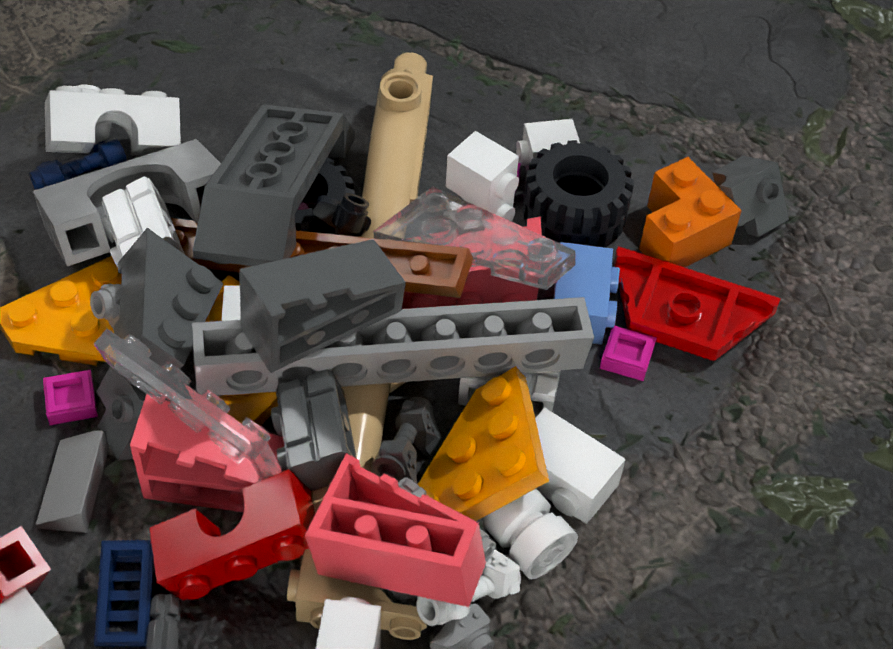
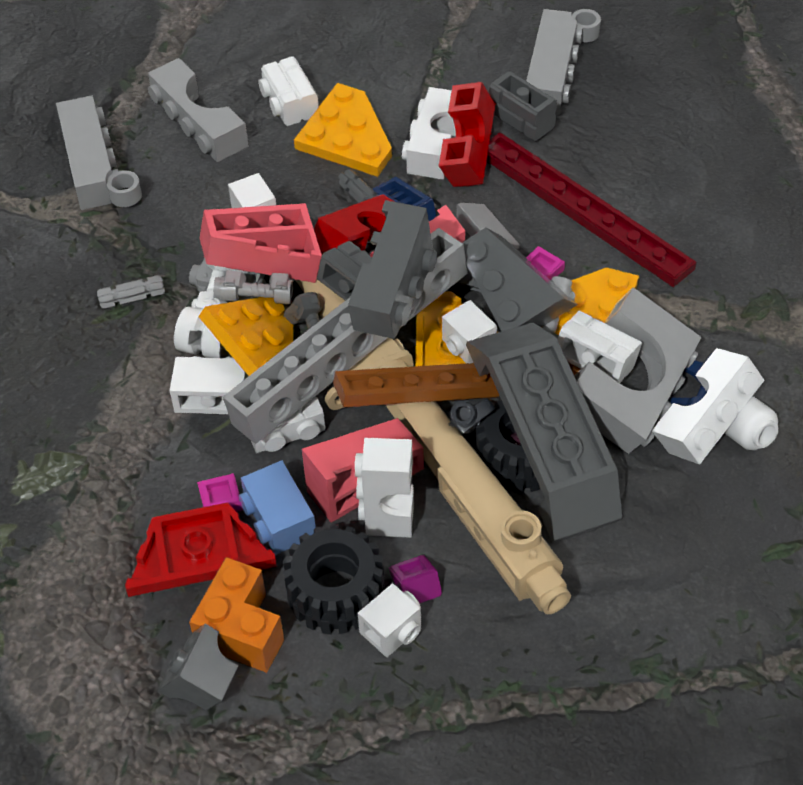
camera: 150 degrees right, 0 degrees up
(195, 410) = (453, 213): clear wing -> none
(492, 240) = (341, 430): clear wing -> none

